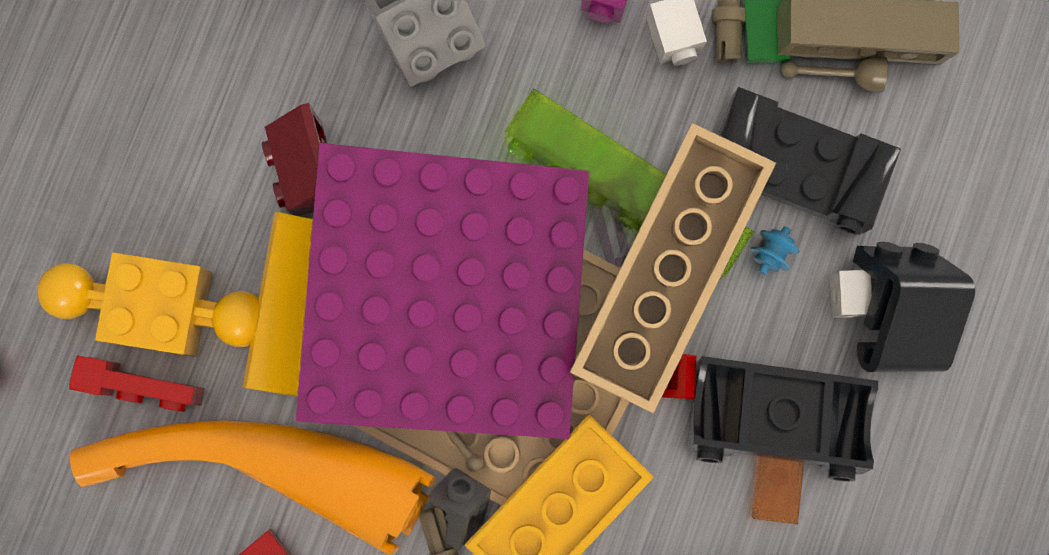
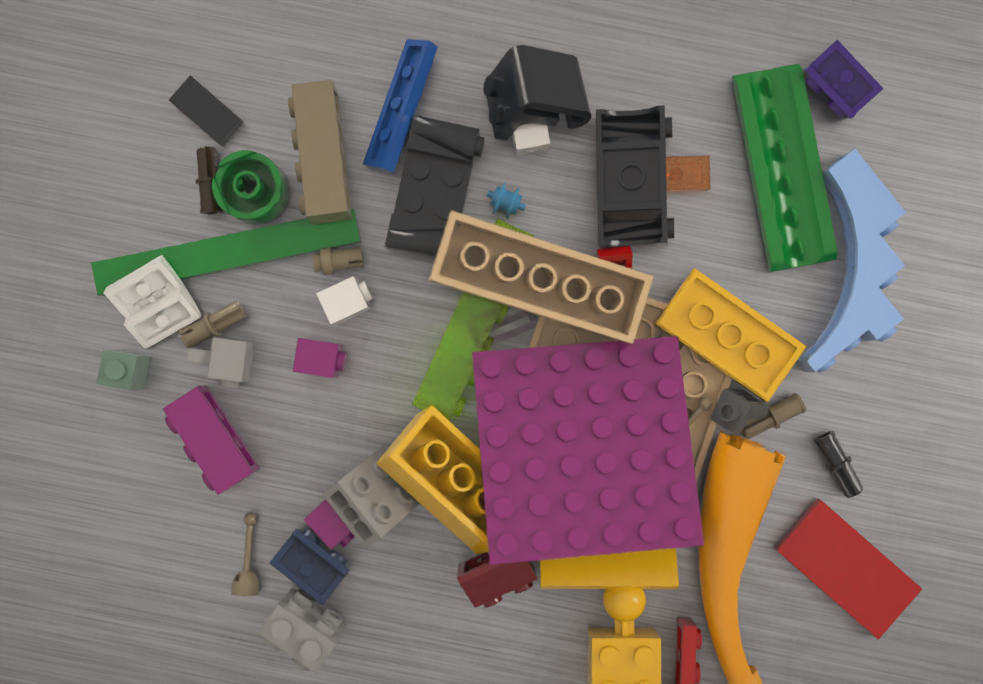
camera: 95 degrees left, 5 degrees up
(443, 107) = (442, 474): none -> yellow brick
(869, 73) = (356, 146): dark tan hinge -> none
(914, 136) = (400, 105): none -> blue plate

